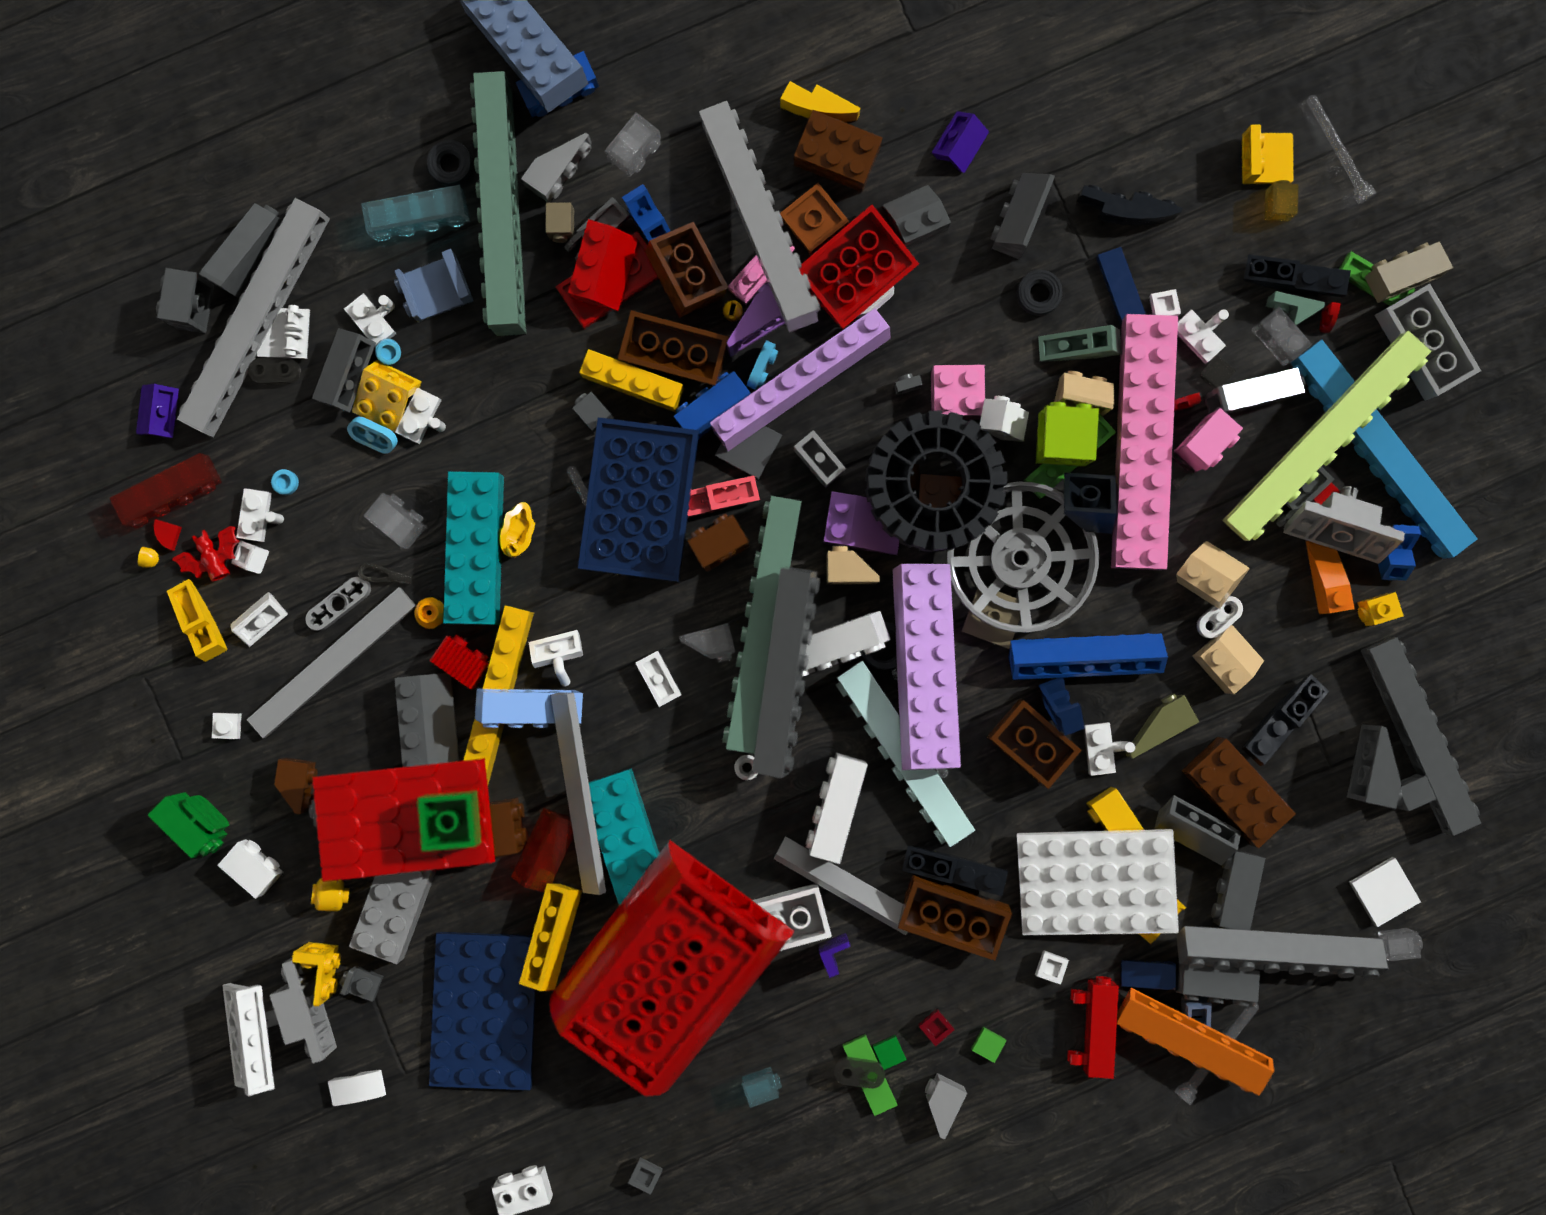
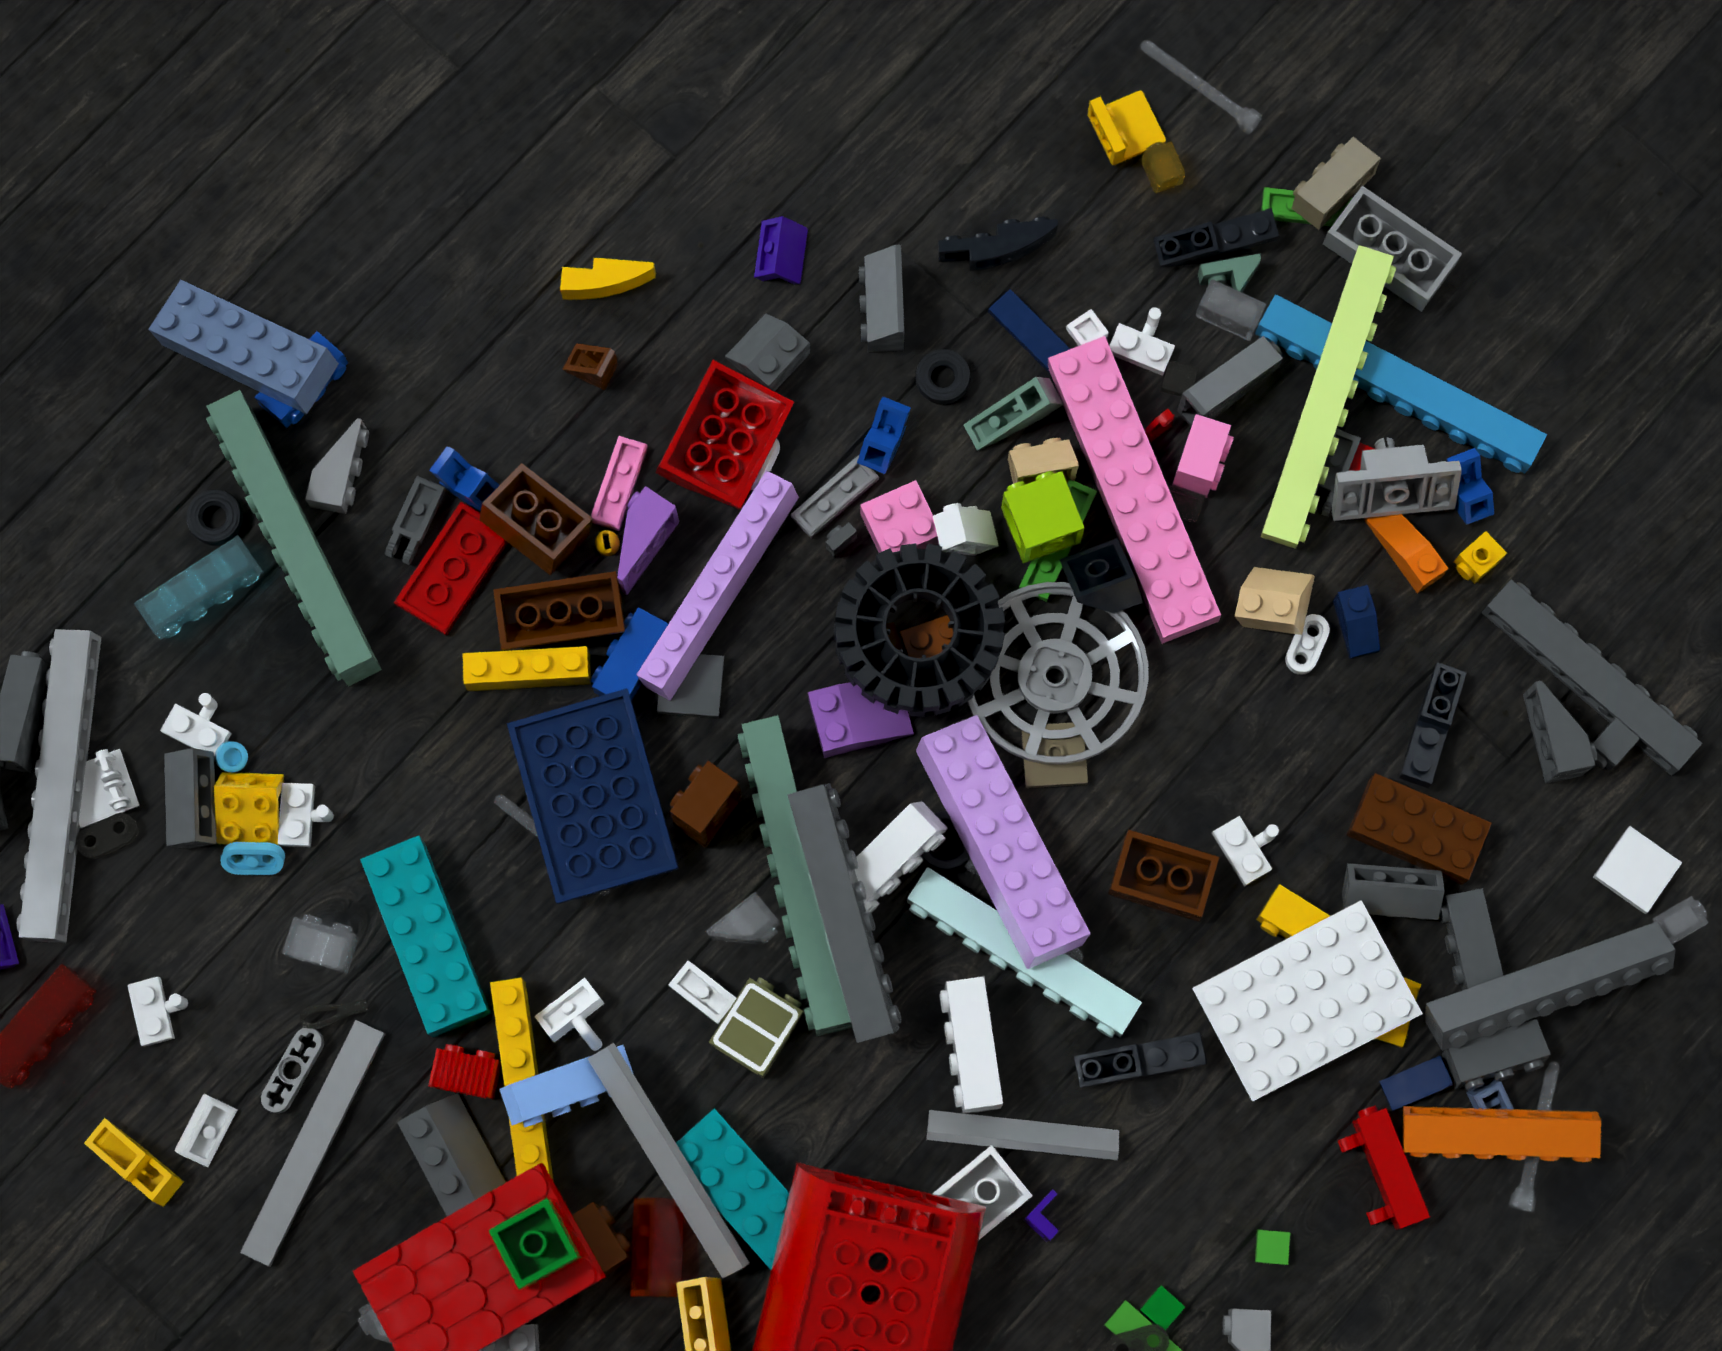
camera: 25 degrees left, 10 degrees down
(147, 557) = (46, 1114): yellow hinge -> none
(167, 534) = (56, 1077): red tile -> none
(211, 559) = (122, 1083): red animal -> none
(226, 725) = (218, 1271): white plate -> none
(250, 557) = (165, 1062): white slope -> none
(284, 482) = (171, 958): medium azure tile -> none
(295, 782) = (328, 1299): reddish brown slope -> none
(421, 612) = (414, 1036): light orange plate -> none
(433, 288) = (254, 662): sand blue panel -> none
(516, 530) = (466, 894): yellow arm -> none
(559, 221) = (368, 528): dark tan brick -> none
(589, 410) = (492, 722): dark grey brick -> none
(602, 265) = (439, 555): red slope -> none
(633, 145) = (416, 409): clear brick -> none
(686, 721) = (757, 1026): none -> olive brick
(723, 496) = (687, 753): coral slope -> none
(738, 767) = (842, 1057): white plate -> none
(758, 216) = (593, 426): light grey brick -> none
(767, 356) = (667, 576): medium azure plate -> none
(780, 167) = (592, 364): none -> reddish brown slope
(814, 218) = (654, 403): dark orange plate -> none
(819, 459) = (778, 663): light grey brick -> none
(837, 151) = (649, 319): reddish brown brick -> none
(848, 568) = (865, 770): tan slope -> none
(917, 349) = (834, 497): none -> light grey tile
(936, 1027) = (1202, 1253): dark red plate -> none
(954, 916) = (1163, 1113): reddish brown slope -> none
(975, 319) = (884, 436): none -> blue brick
(1051, 967) = (1302, 1123): white plate -> none
(1056, 701) = (1181, 825): dark blue window -> none
(1087, 656) = (1178, 751): blue brick -> none
(1165, 722) = (1300, 787): olive slope -> none
(1229, 660) = (1339, 687): tan slope -> none
(1265, 616) = (1357, 621): none -> dark blue slope
(1329, 317) = (1273, 267): red tile -> none

